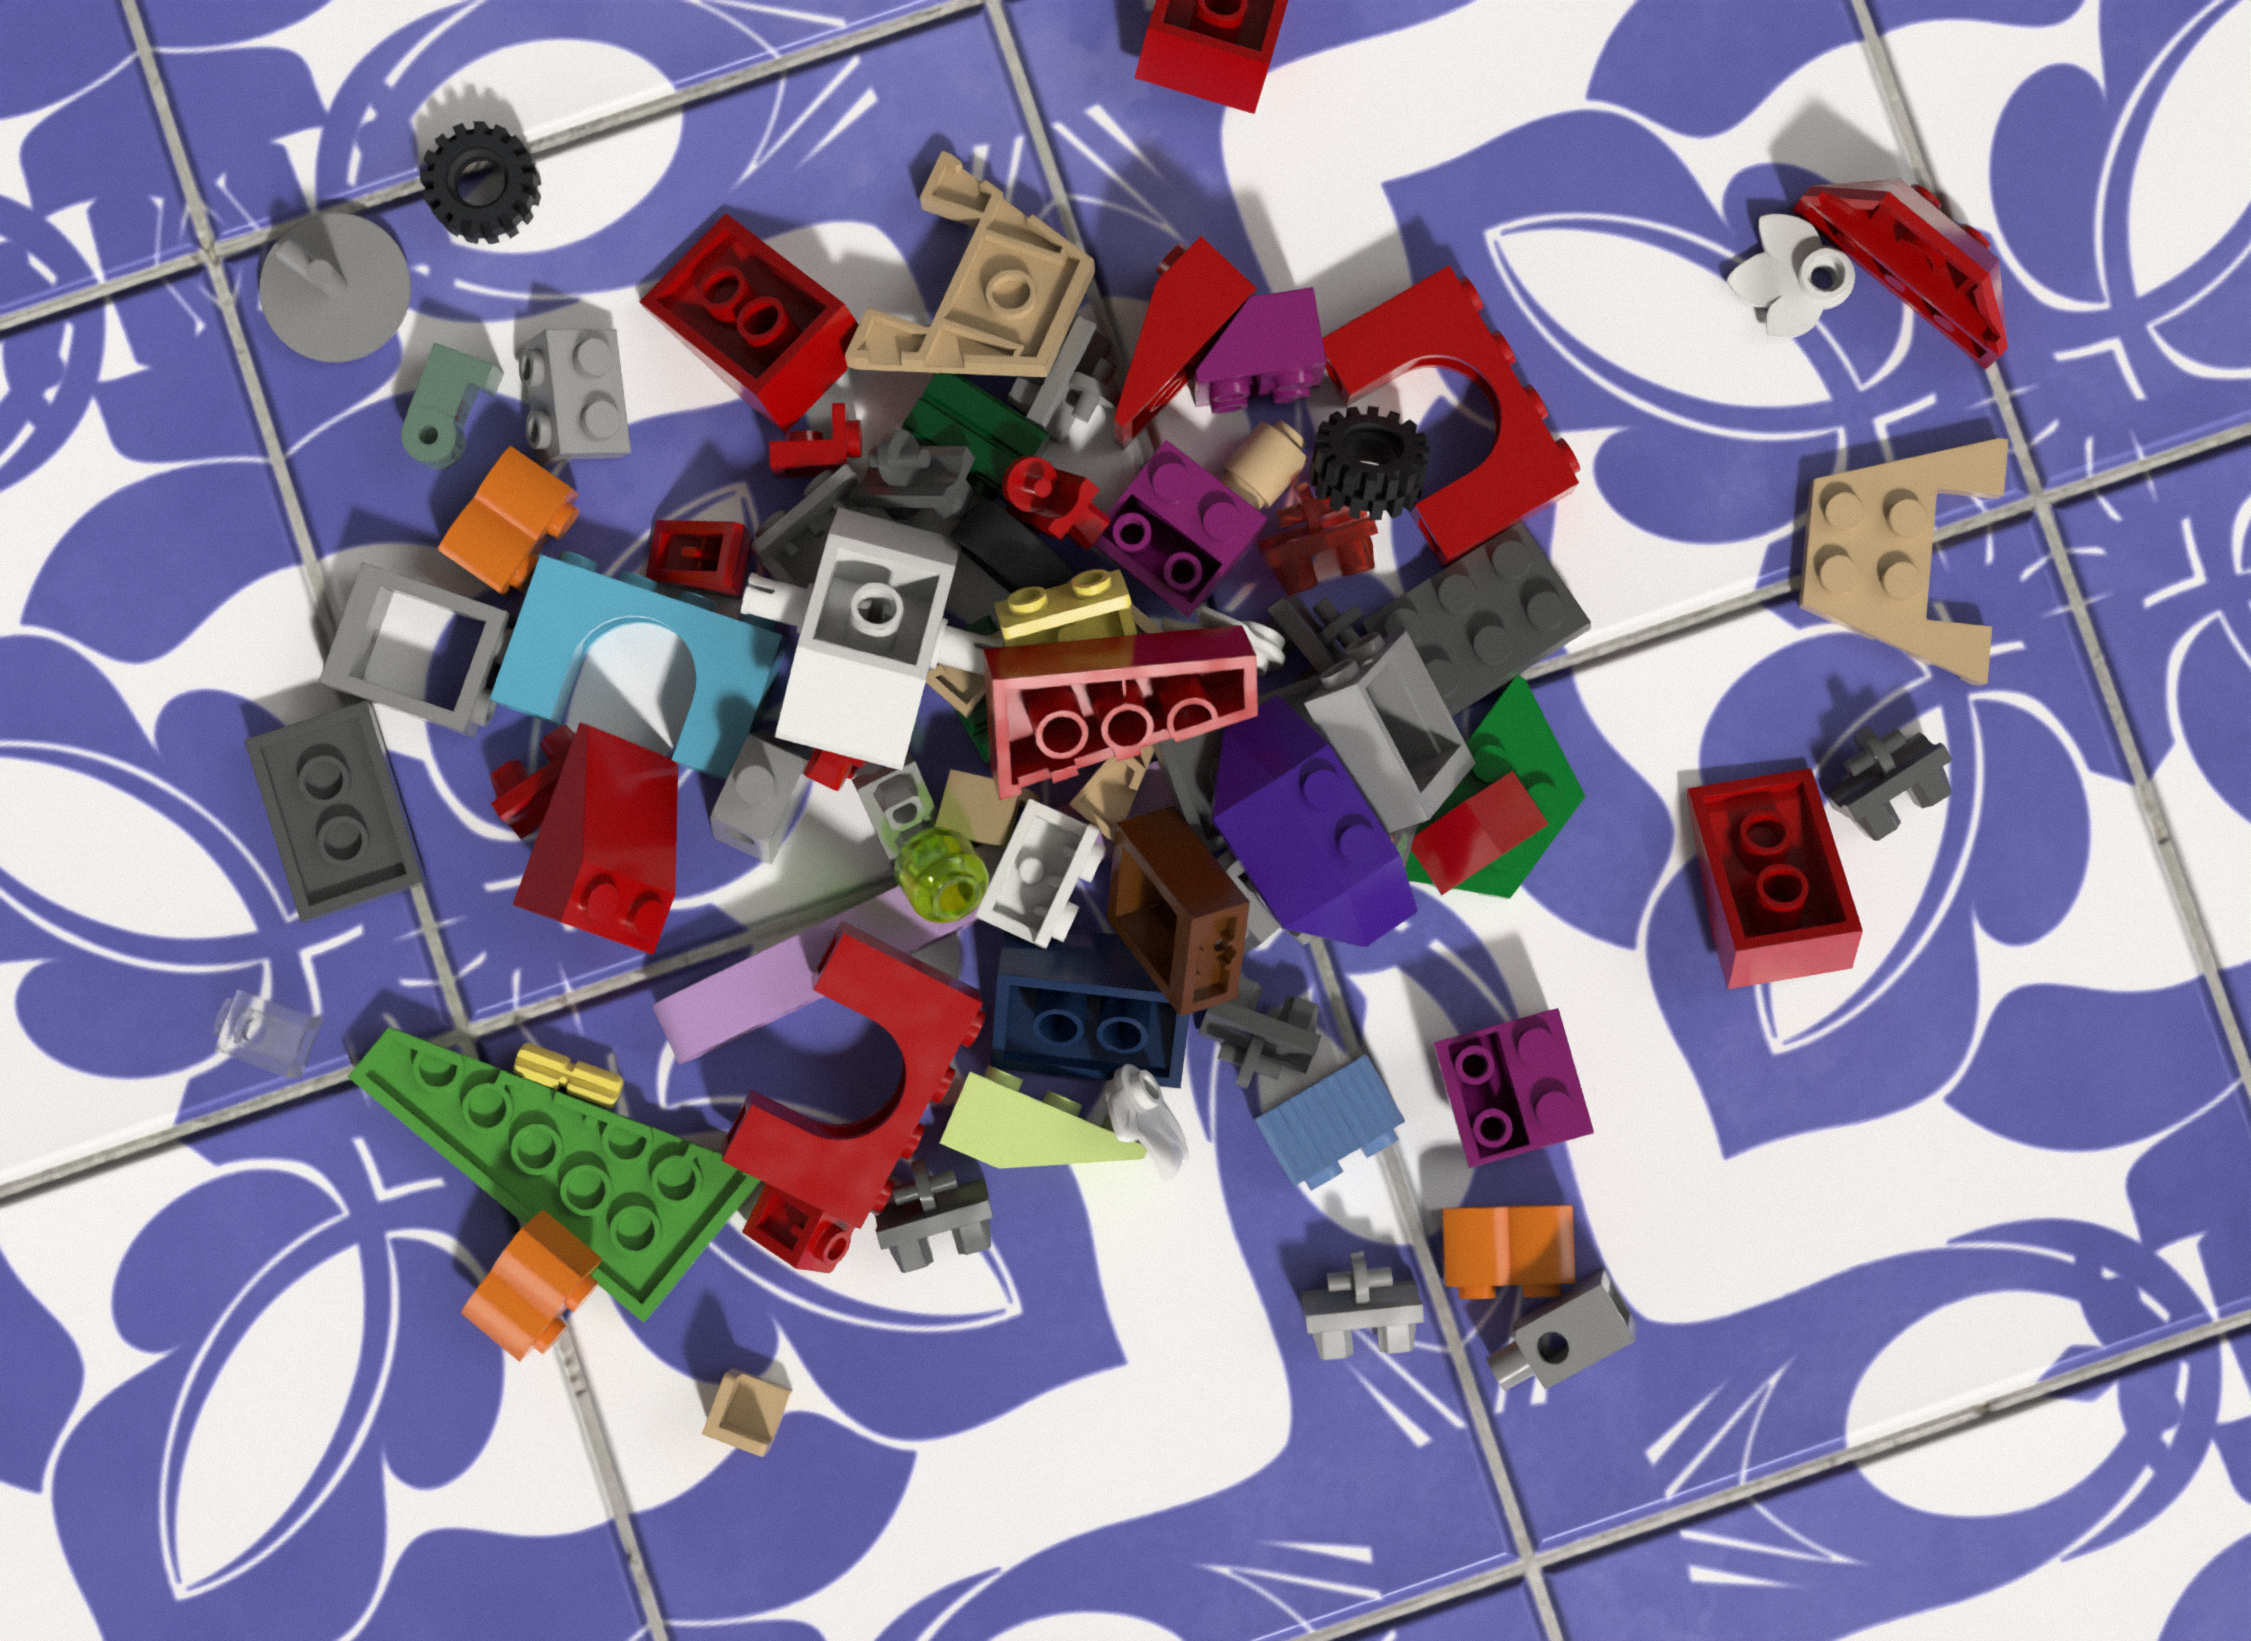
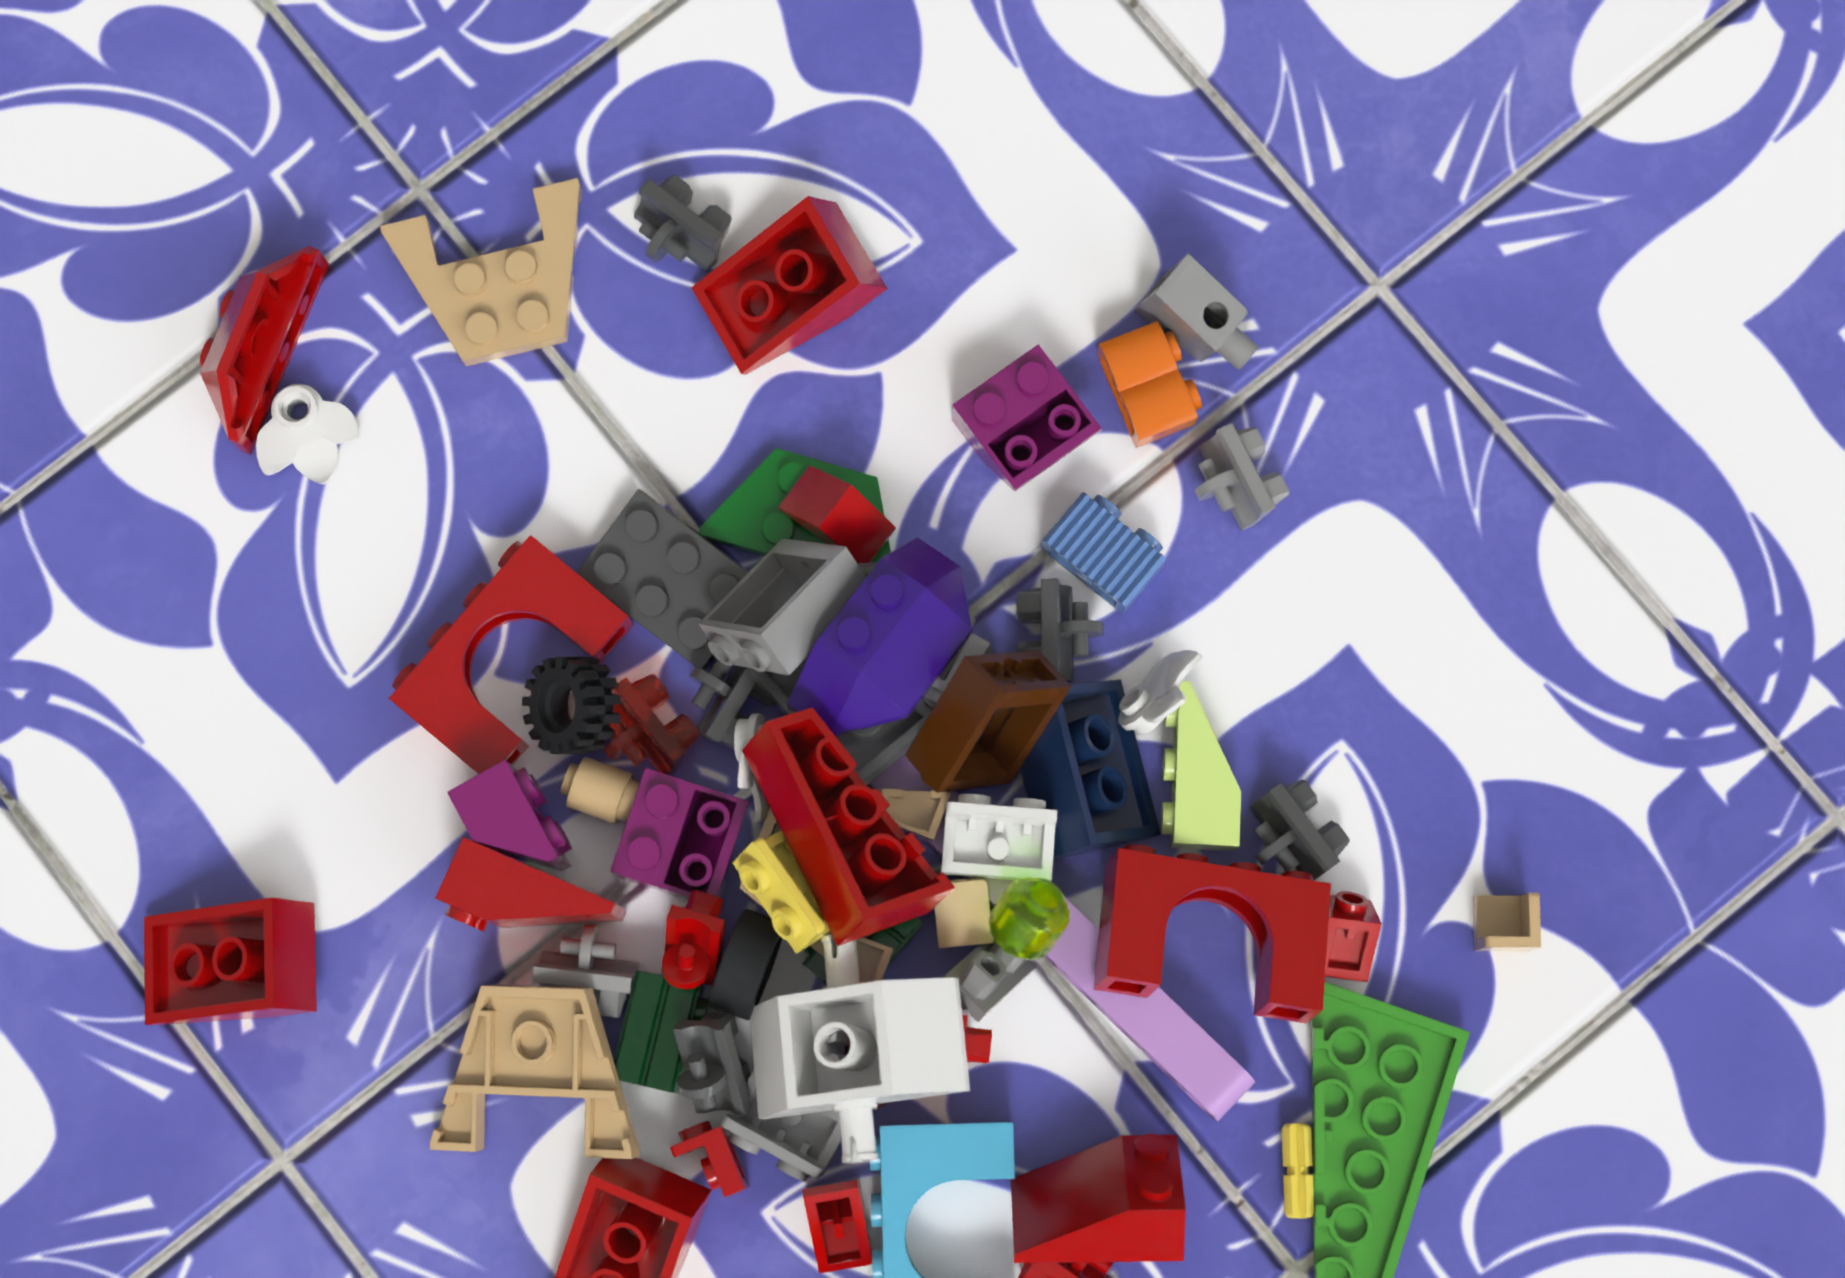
camera: 110 degrees left, 5 degrees down
(533, 1286) = (1478, 1130): orange brick -> none
(761, 795) = (1014, 1094): light grey torso -> none

